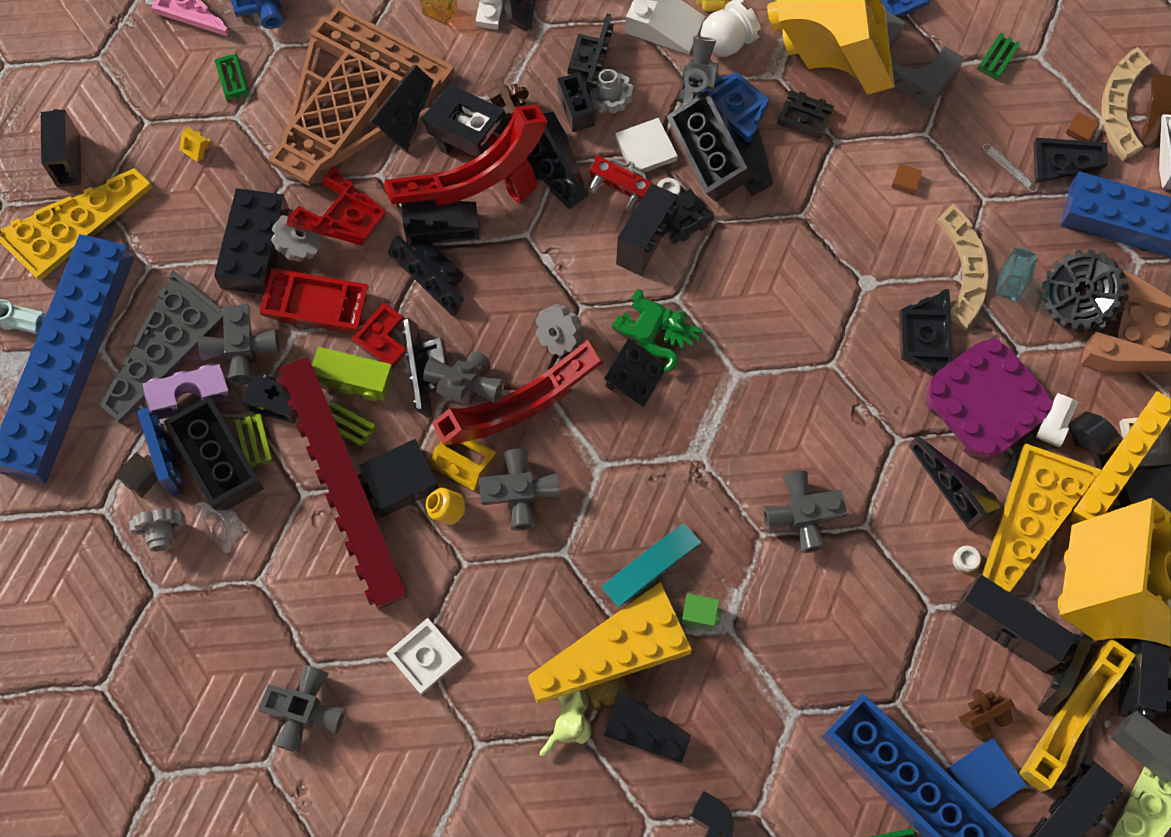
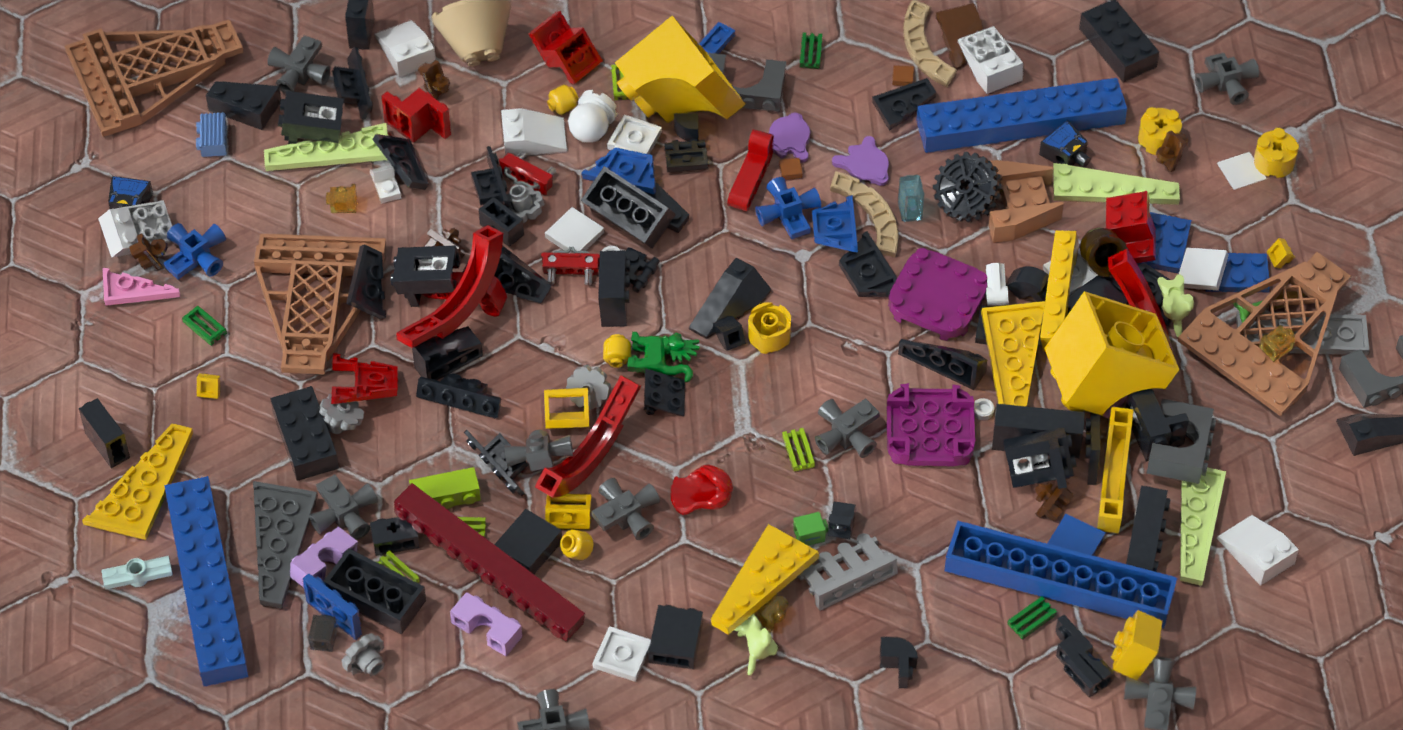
camera: 25 degrees left, 15 degrees down
(220, 526) = (408, 637): clear piece -> none
(314, 300) = (382, 453): red slope -> none
(315, 569) = (473, 612): none -> lavender arch
(376, 339) = (445, 454): red plate -> none
(489, 667) = (675, 636): none -> black brick
(519, 353) = (566, 419): none -> yellow tile
(609, 506) = (703, 488): none -> red piece
(612, 301) = (616, 350): none -> yellow head
(633, 62) = (526, 173): none -> red piece
(640, 727) = (812, 620): black wing -> none
(651, 565) = (755, 514): teal slope -> none
(701, 71) = (588, 157): dark grey brick -> none
(728, 699) = (849, 582): none -> light grey fence
(739, 621) = (841, 520): none -> black brick
(741, 336) = (729, 333): none -> black brick
(744, 487) = (795, 434): none -> lime tile
(764, 69) = (634, 135): none -> white plate
(770, 295) = (733, 295): none -> black wedge
(786, 364) = (769, 327): none -> yellow brick
(824, 82) = (686, 125): none -> black brick
(863, 164) = (752, 170): none -> red beam
(879, 223) = (788, 207): none -> blue brick
(897, 553) = (930, 426): none -> magenta plate
(919, 267) = (836, 225): none -> blue wing
(922, 140) = (791, 136): none -> medium lavender tile
(989, 208) = (864, 162): none -> medium lavender tile
(998, 663) = (1039, 467): none -> black brick
(1011, 166) = (845, 120): white piece -> none

